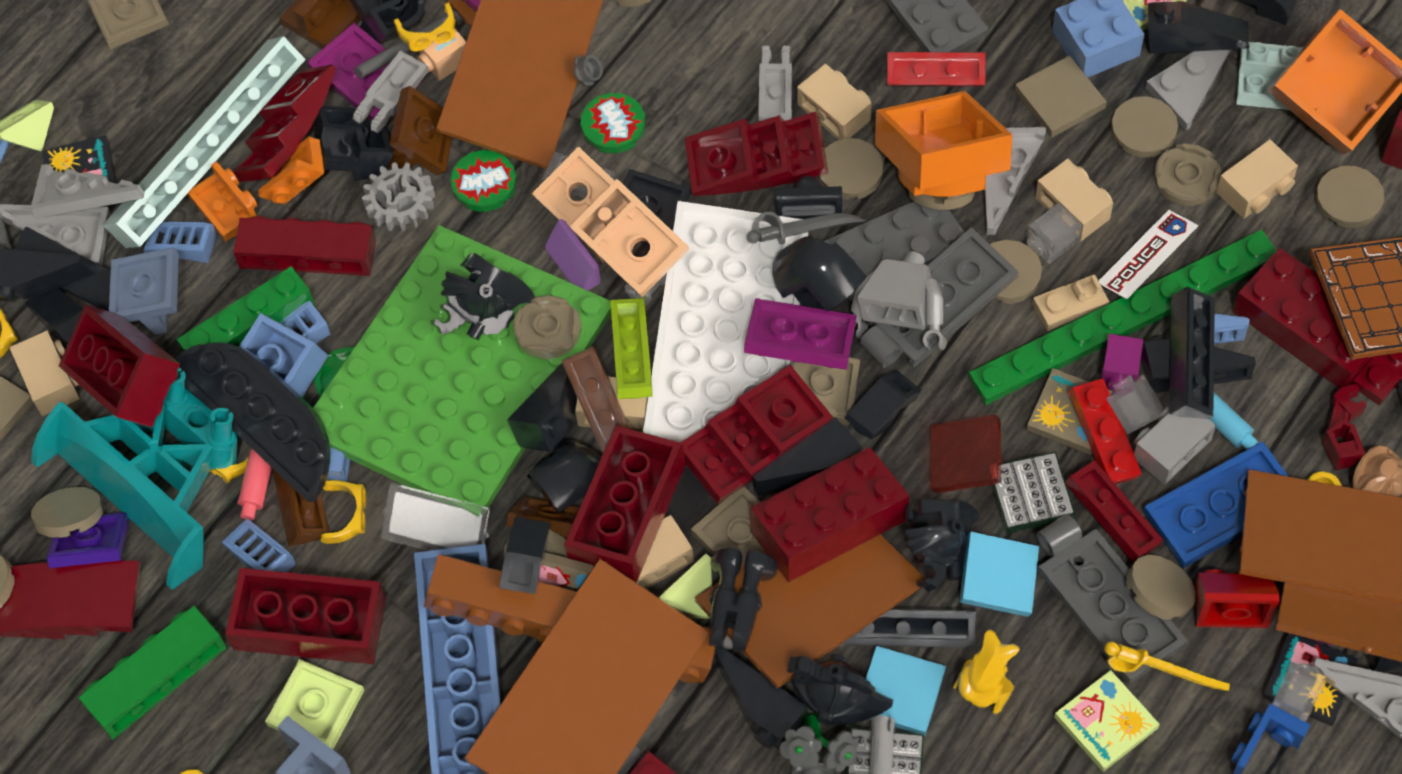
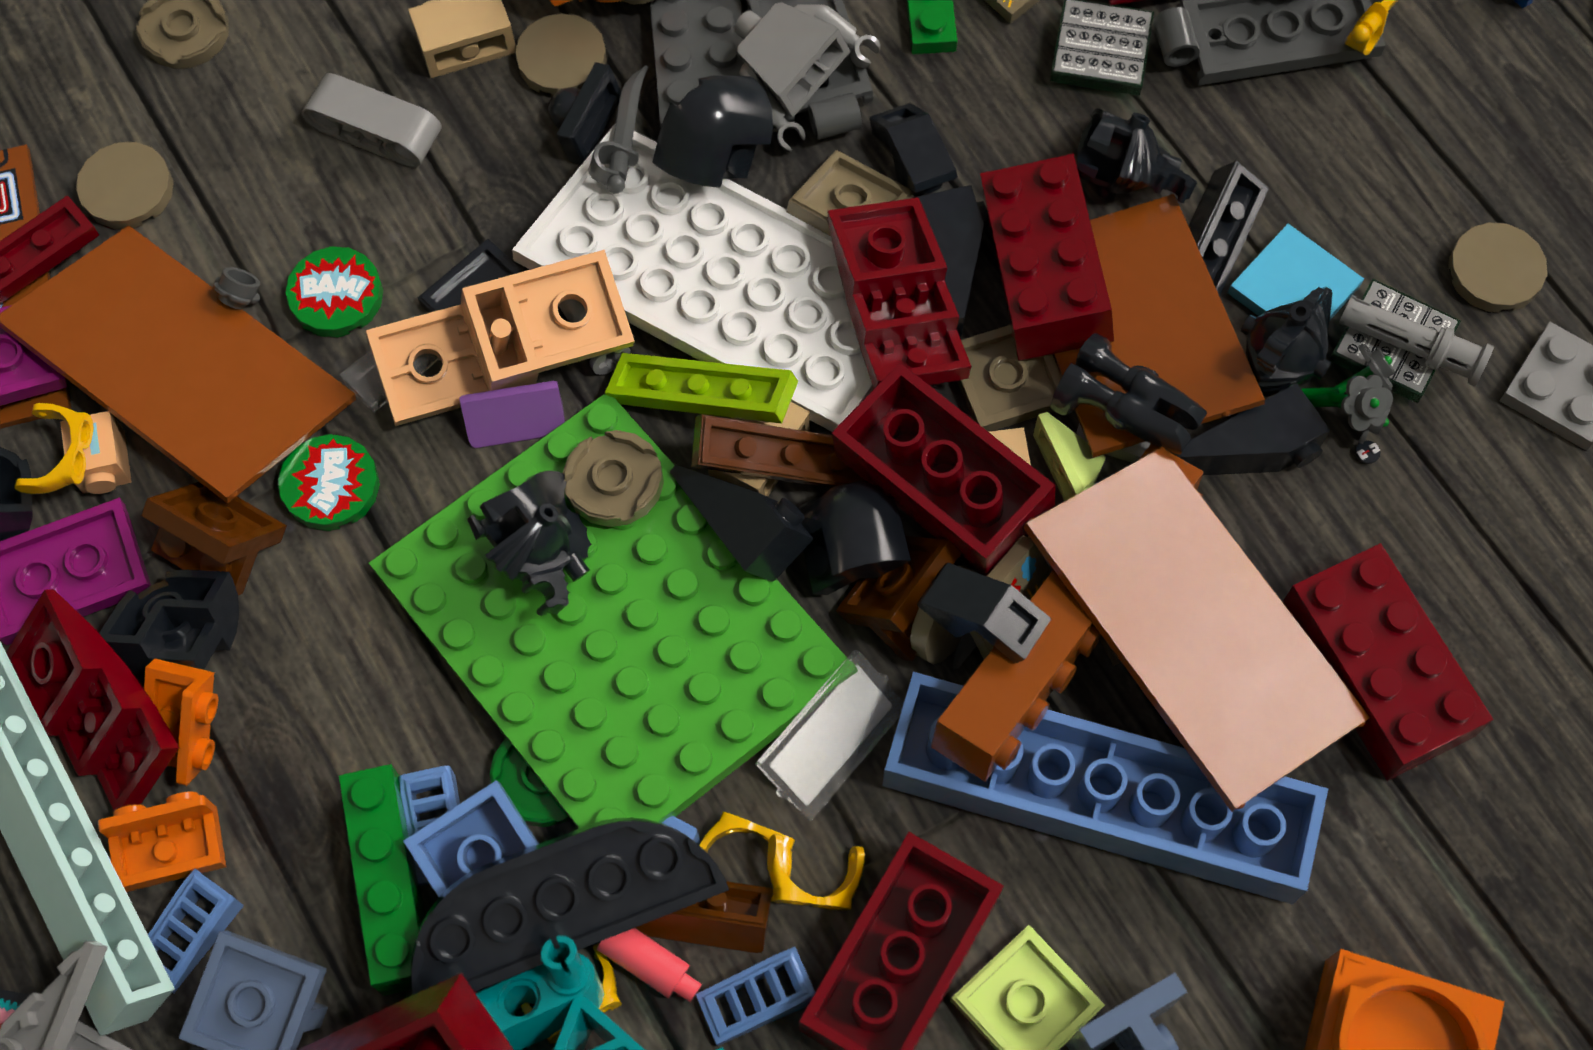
camera: 70 degrees left, 5 degrees up
(305, 246) = (301, 753): dark red brick -> none
(323, 541) = (789, 893): none -> yellow cap
(385, 91) = (125, 534): light grey hinge -> none
(389, 54) = (57, 500): dark grey bar -> none
(401, 199) = (289, 618): light grey gear -> none
(741, 82) = (372, 120): none -> light grey beam
(755, 154) = (483, 146): dark red slope -> none
(775, 86) = (401, 81): light grey hinge -> none
(800, 334) = (787, 184): magenta plate -> none
(966, 454) = (1024, 87): clear red tile -> none
(983, 678) = (1336, 177): yellow hair -> none
(999, 574) = (1196, 119): medium azure tile -> none
(1106, 721) = (1417, 95): yellowish green tile -> none

